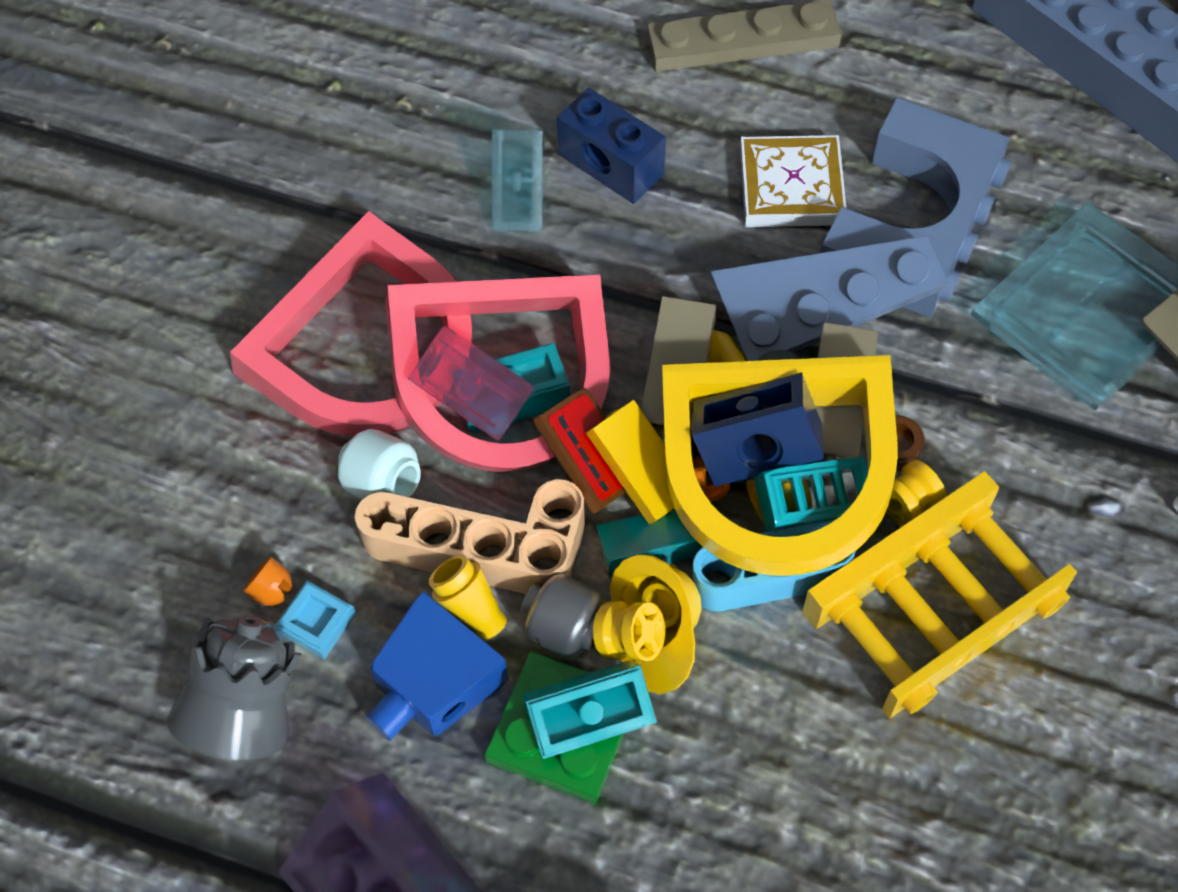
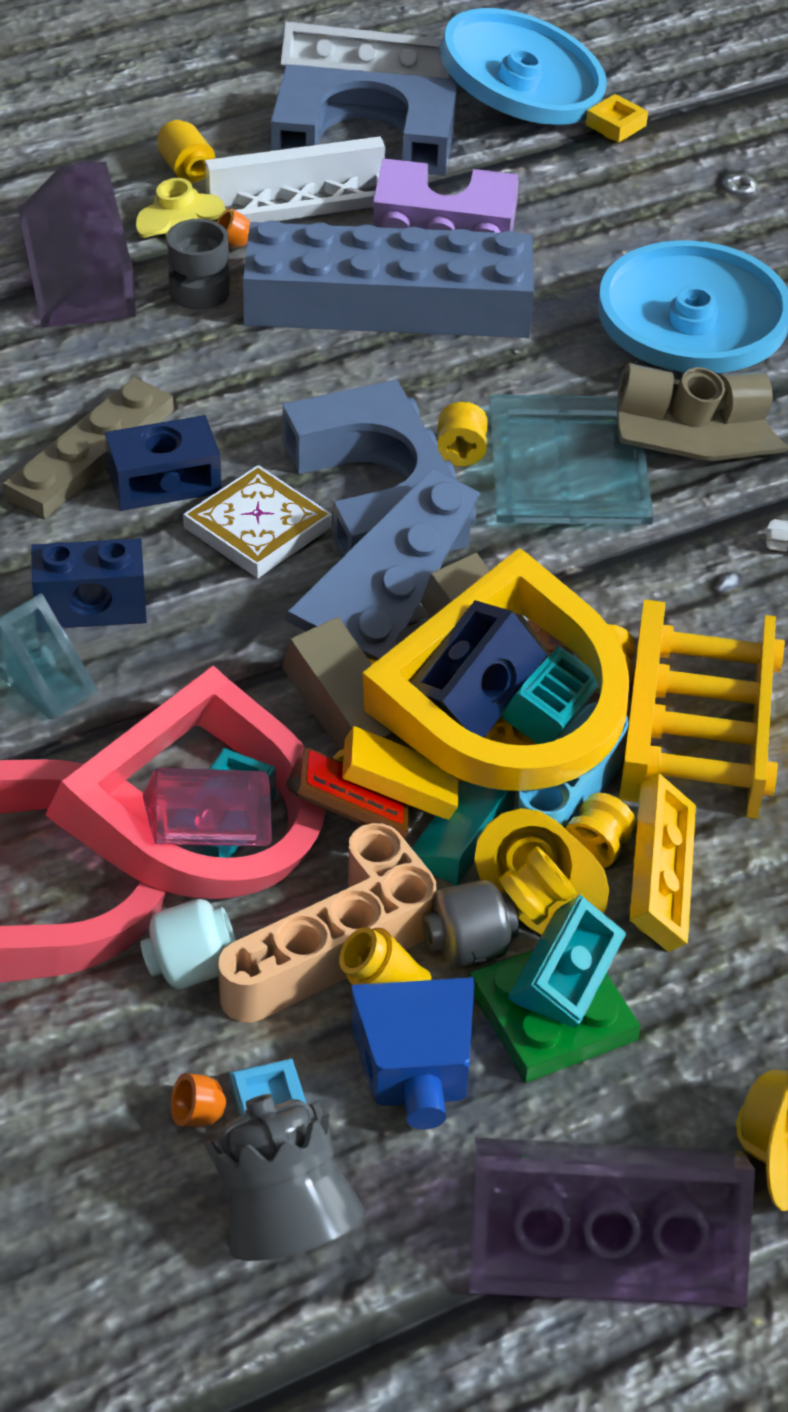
camera: 50 degrees left, 15 degrees down
(742, 626) = (603, 826): none -> yellow wheel
(758, 691) = (663, 863): none -> yellow plate
(770, 84) = (163, 462): none -> dark blue brick
(1022, 220) = (465, 421): none -> yellow wheel

